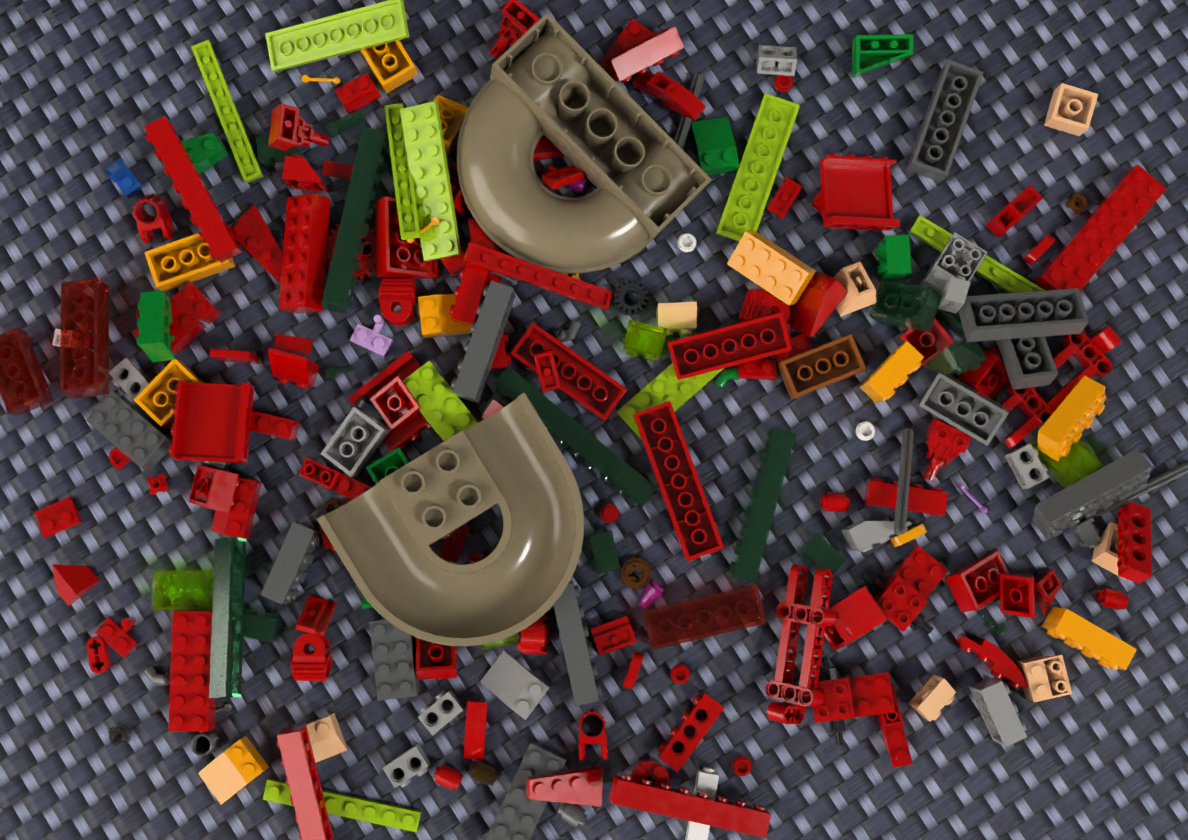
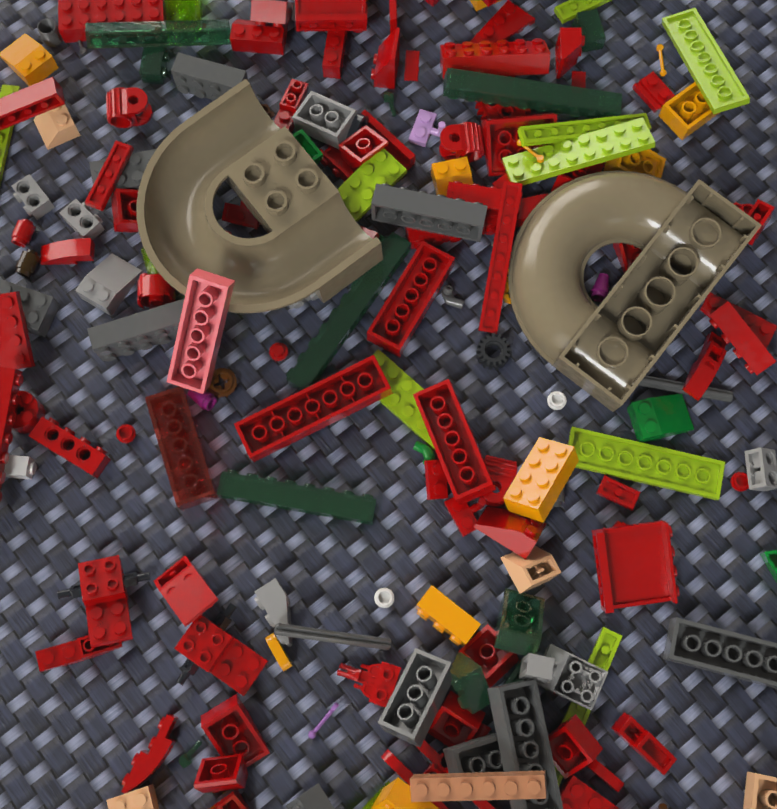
camera: 85 degrees right, 10 degrees down
(291, 130) = (607, 35): red brick -> none
(316, 615) = (164, 106): red plate -> none
(345, 123) = (623, 83): clear green tile -> none
(399, 678) = (109, 175): none -> red tile
(546, 370) = (409, 273): red slope -> none
(556, 178) = (602, 269): red plate -> none
(597, 585) = (200, 330): none -> coral brick
(599, 739) = (59, 347): red piece -> none
(604, 552) = (239, 349): clear green brick -> none
(613, 635) = (157, 365): red plate -> none
(633, 669) = (127, 387): red beam -> none
(644, 340) = (450, 361): clear neon green slope -> none
(677, 317) = (477, 393): light nougat slope -> none
(742, 765) = (37, 501): red plate -> none
(792, 612) = (182, 549): red beam -> none
(821, 367) = (445, 543): dark orange brick -> none
(821, 554) = (250, 562): clear green brick -> none
(834, 501) = (307, 570): red brick -> none
(893, 258) = (569, 609): green brick -> none
(919, 500) = (317, 653): red brick -> none
(932, 698) = (108, 689): light nougat slope -> none
(998, 711) = (96, 762): light grey brick -> none
(1016, 272) = (573, 746): none -> red slope
(1022, 469) = (360, 773): light grey brick -> none
(1057, 358) = (478, 786): none -> nougat brick

